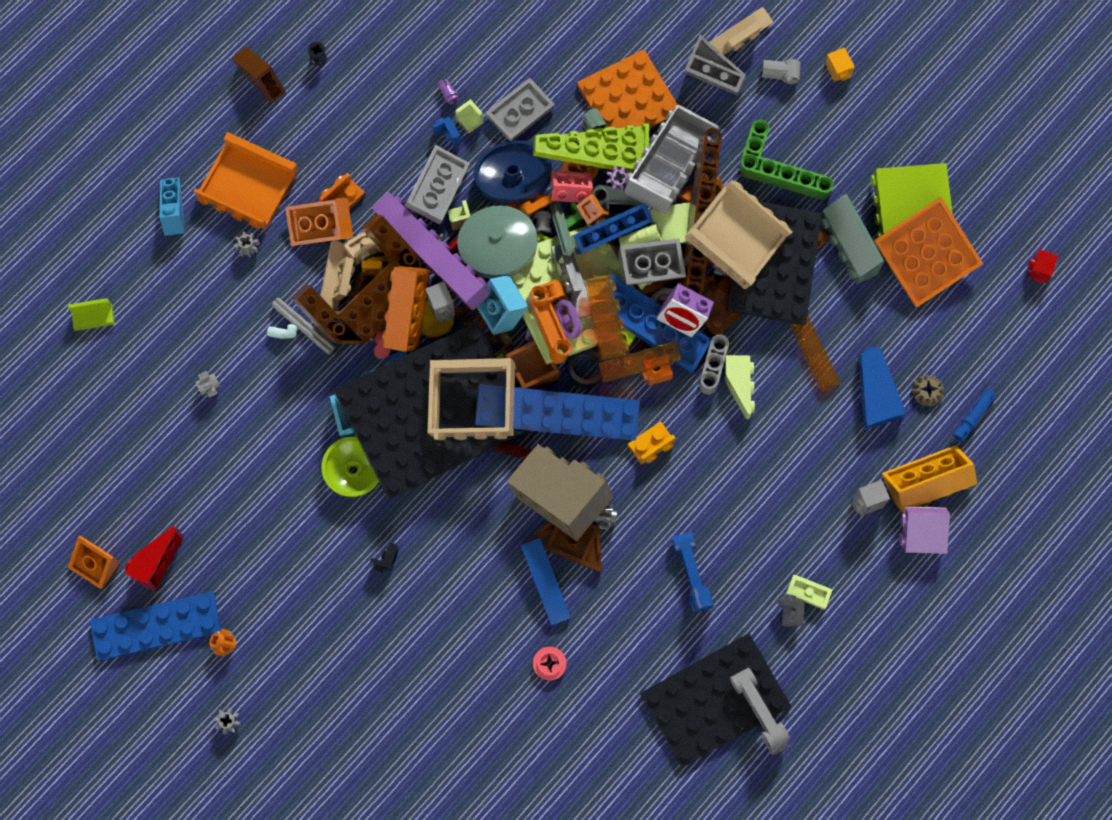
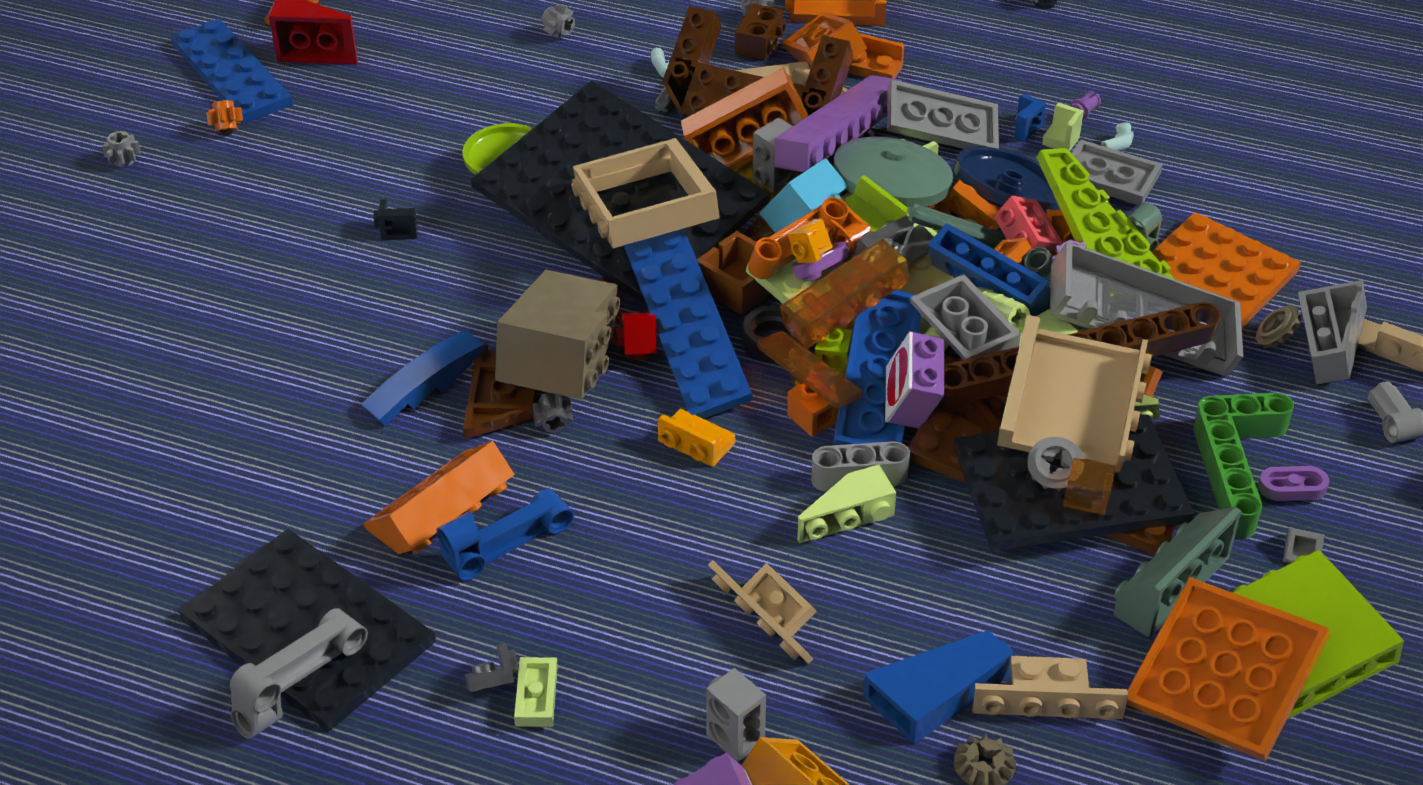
camera: 70 degrees right, 30 degrees down
(277, 258) = (759, 32): none -> reddish brown brick
(490, 87) = (1122, 139): none -> light aqua arm
(537, 271) = (874, 204): none -> lime panel
(541, 658) = (308, 410): coral gear -> none
(563, 320) = (810, 241): none -> light orange bracket
(563, 444) = (636, 335): none -> red brick
(649, 601) = (441, 498): none -> orange slope
(689, 95) = (1278, 326): none -> dark tan gear
(784, 270) = (1048, 450): none -> light grey gear
(795, 450) = (776, 603): none -> tan bracket
(799, 256) = (1089, 486): none -> clear orange panel
(809, 151) = (1293, 483): none -> medium lavender plate
(815, 355) = (955, 590): clear orange plate -> none
(850, 169) = (1301, 543): none -> light grey slope
(899, 338) = (1049, 689): none -> tan bracket

